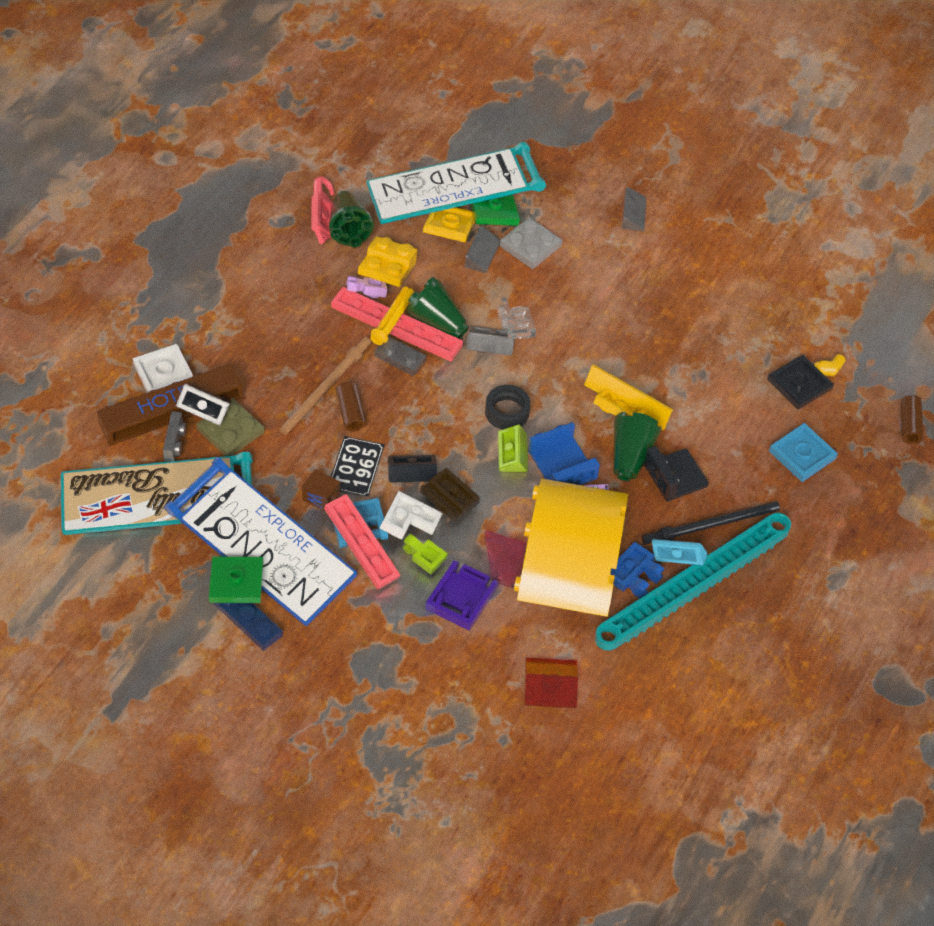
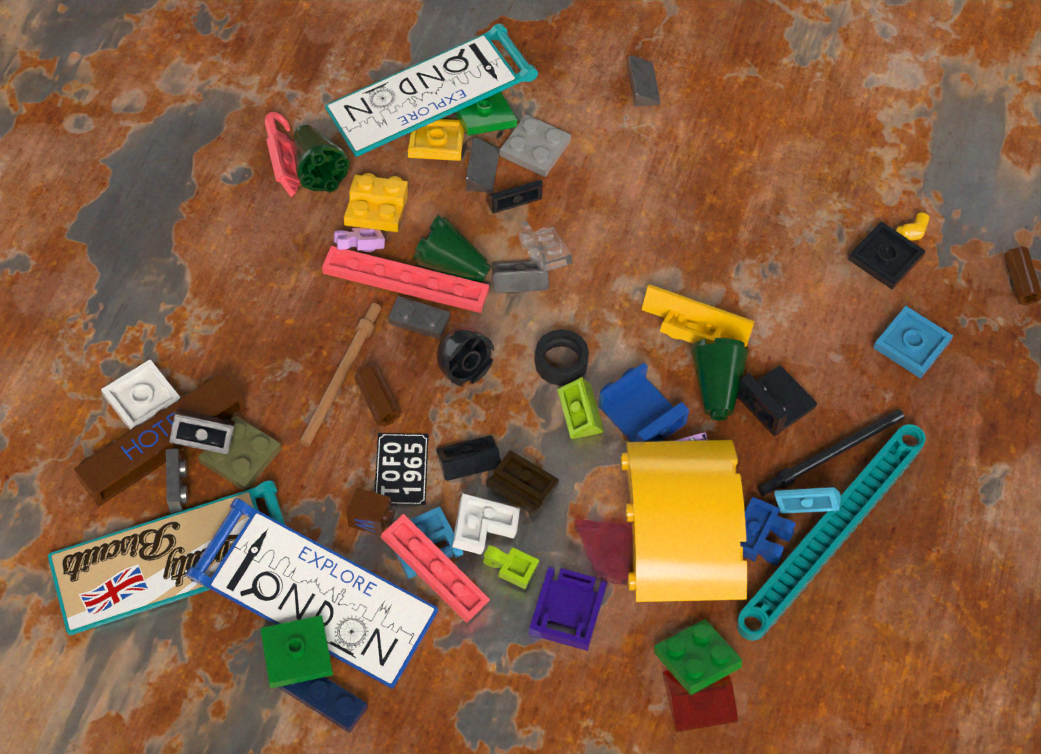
camera: 10 degrees left, 5 degrees up
(380, 334) = (390, 299): yellow axle -> none
(428, 389) = (464, 355): none -> black cylinder
(503, 278) = (515, 197): none -> black slope
(556, 651) = (698, 656): none -> green plate

